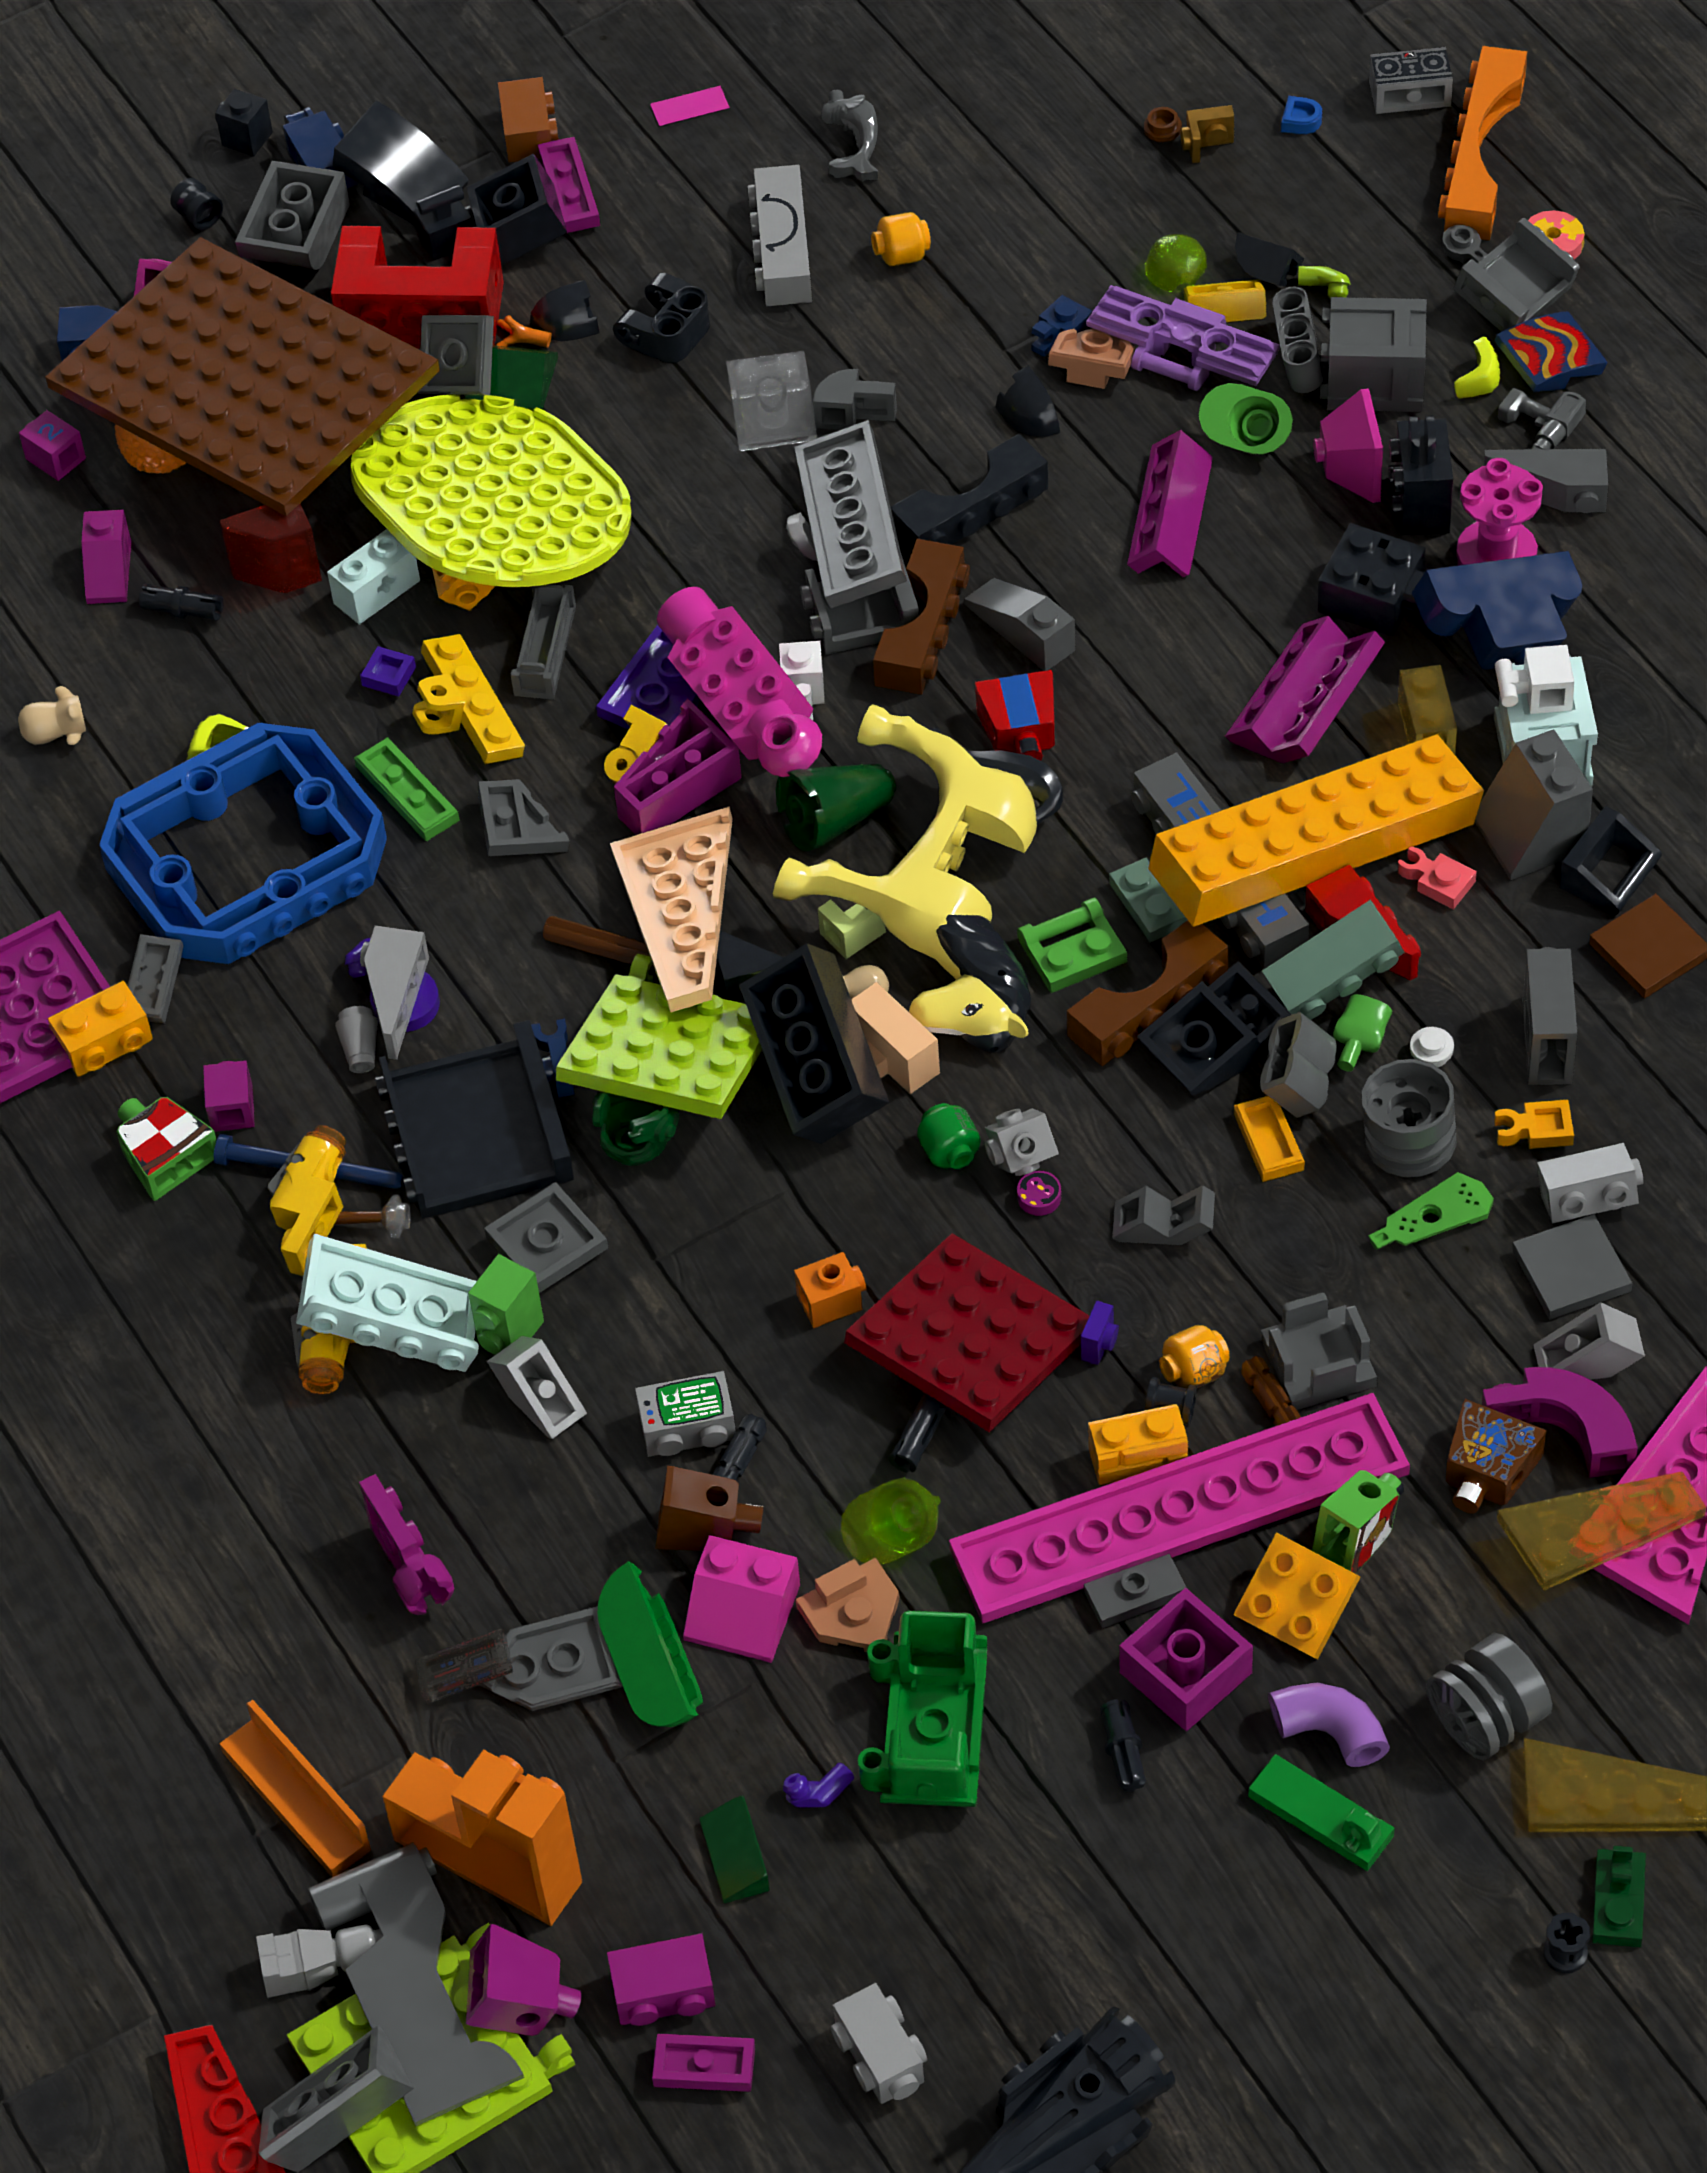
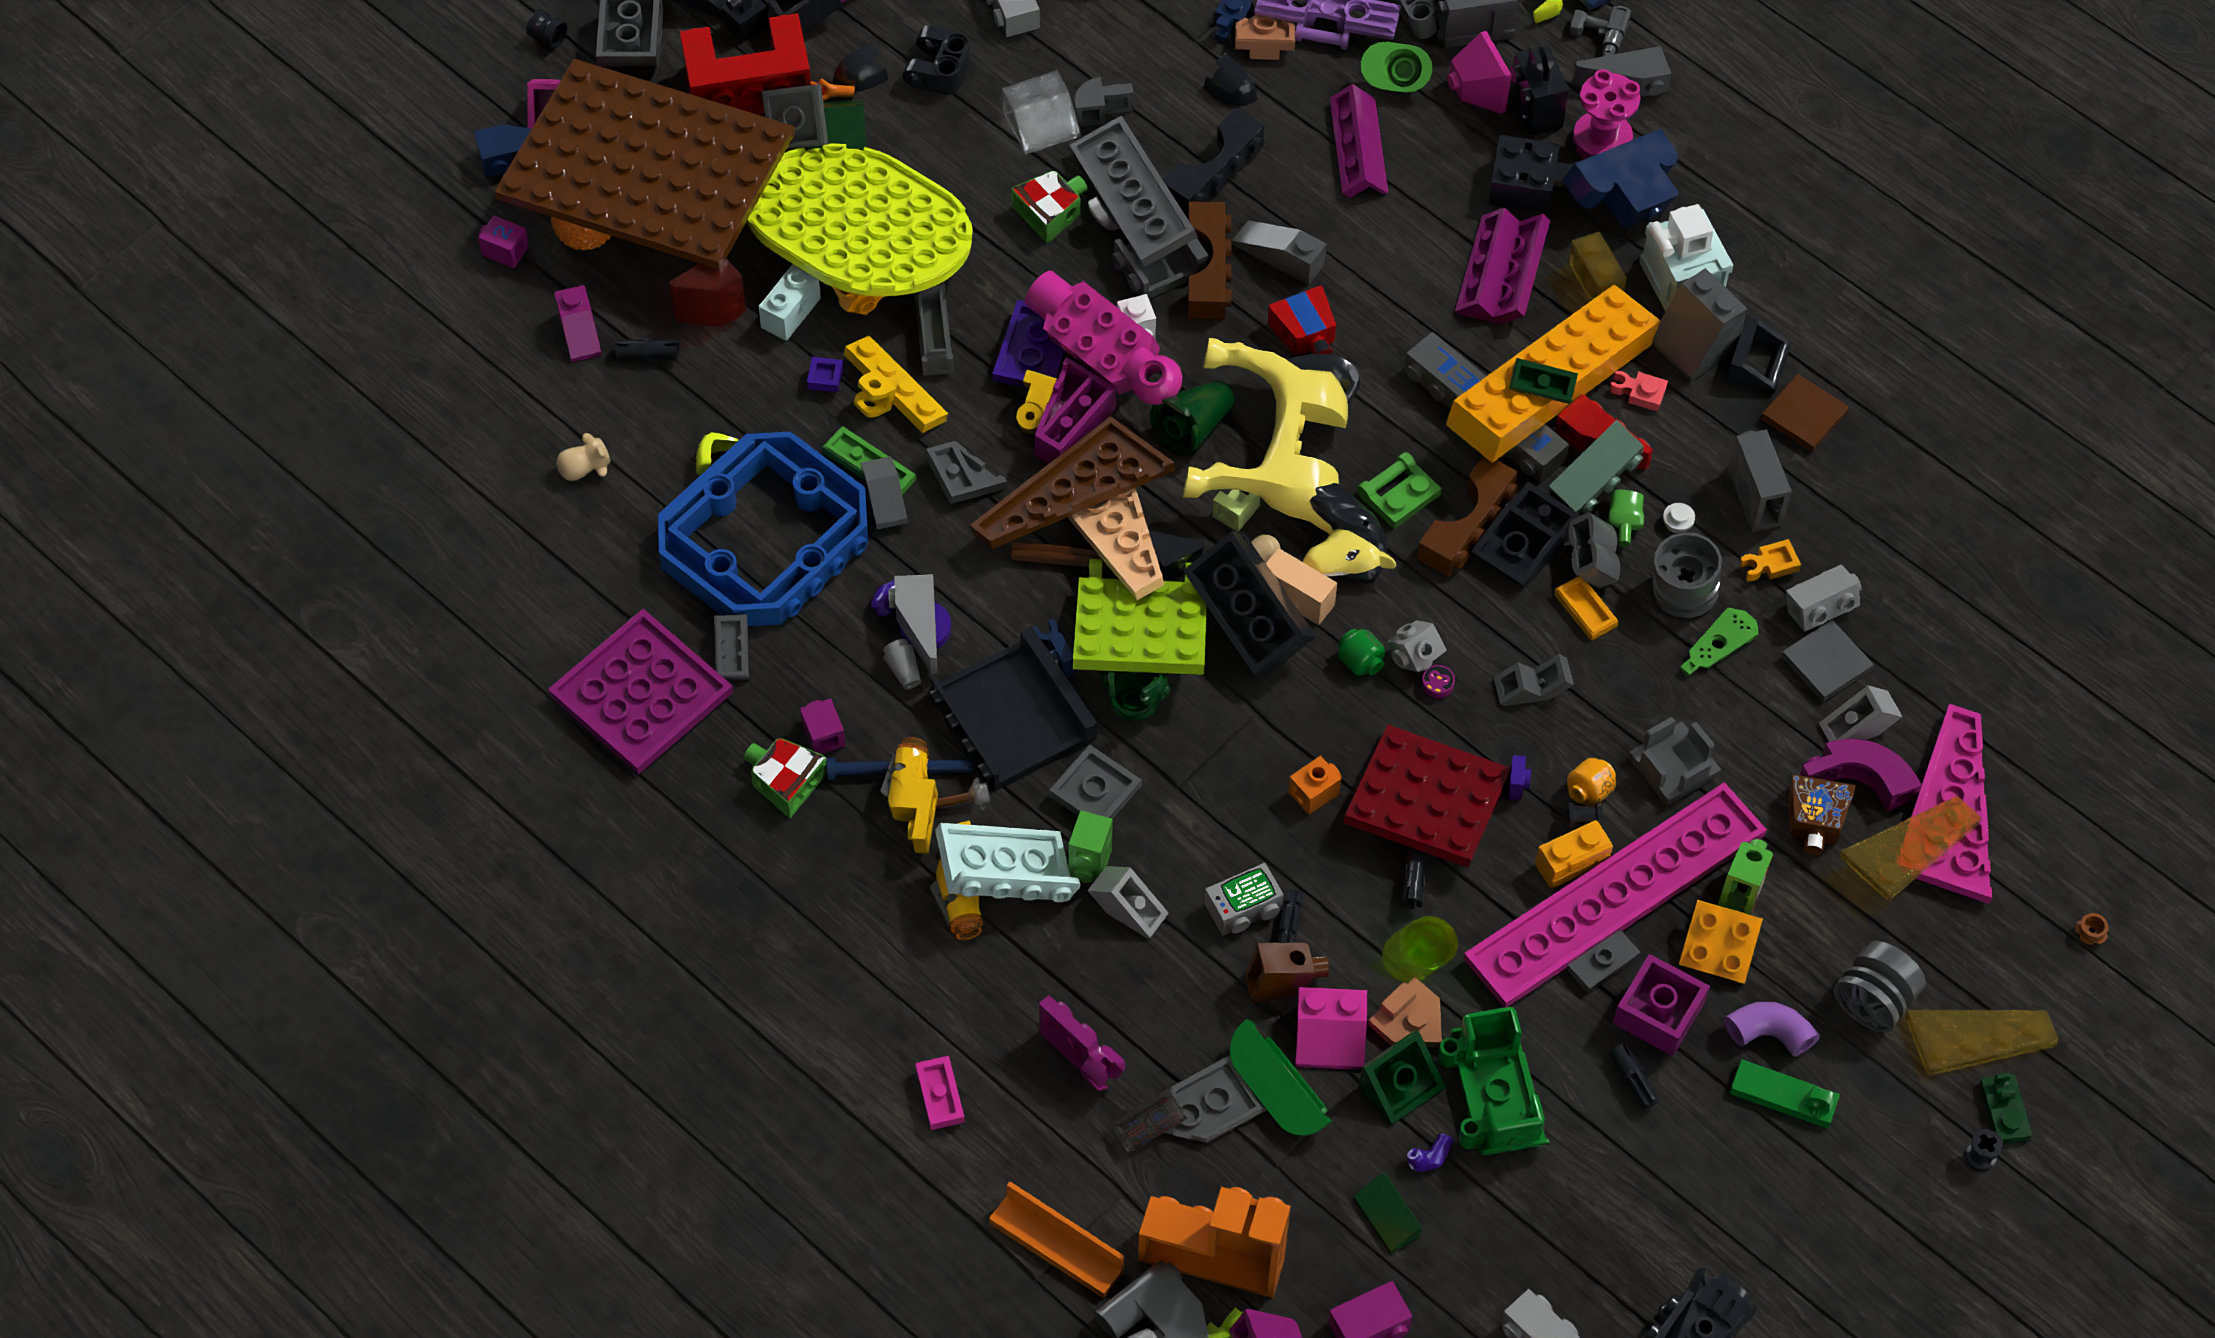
camera: 20 degrees left, 5 degrees up
(101, 1028) = (708, 693): light orange bracket -> none
(213, 1574) = (939, 1092): none -> dark pink plate
(407, 826) = (884, 492): none -> dark grey slope
(669, 846) = (1088, 473): none -> reddish brown wing
(743, 512) = (1048, 203): none -> torso
(809, 1679) = (1401, 1078): none -> dark green slope
(1146, 900) = (1441, 445): sand green plate -> none
(1268, 1391) = (1649, 796): reddish brown axle -> none
(1283, 831) = (1543, 381): none -> dark green slope

